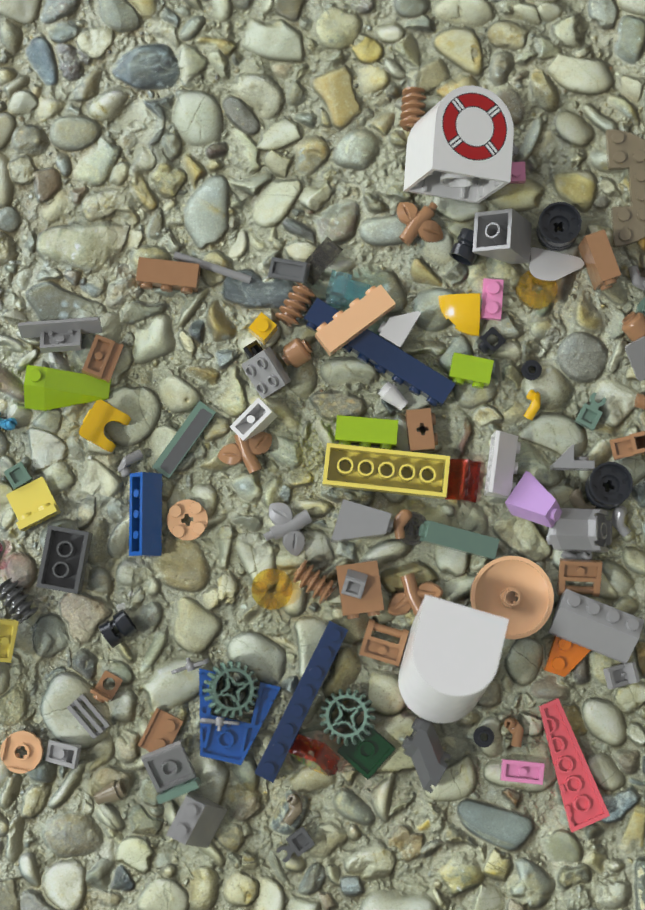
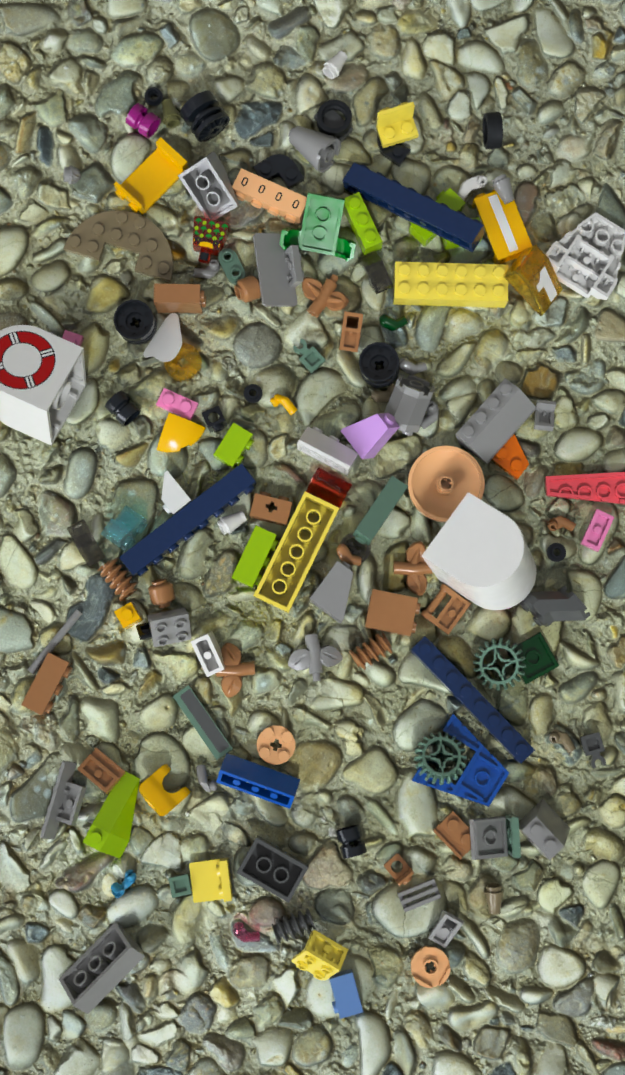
camera: 70 degrees left, 0 degrees up
(190, 665) = (406, 787): light grey piece -> none
(219, 722) = (465, 778): light grey piece -> none
(272, 577) = (354, 685): clear yellow plate -> none
(289, 270) = (84, 573): dark grey tile -> none
(324, 758) = (528, 697): clear red torso -> none
(354, 583) = (386, 615): light grey slope -> none
(355, 319) = (152, 529): light nougat brick -> none
(418, 223) = (84, 443): medium nougat plant -> none
(502, 236) = (125, 374): light grey slope -> none
(567, 462) = (345, 392): light grey slope -> none
(580, 571) = (443, 418): medium nougat plate -> none

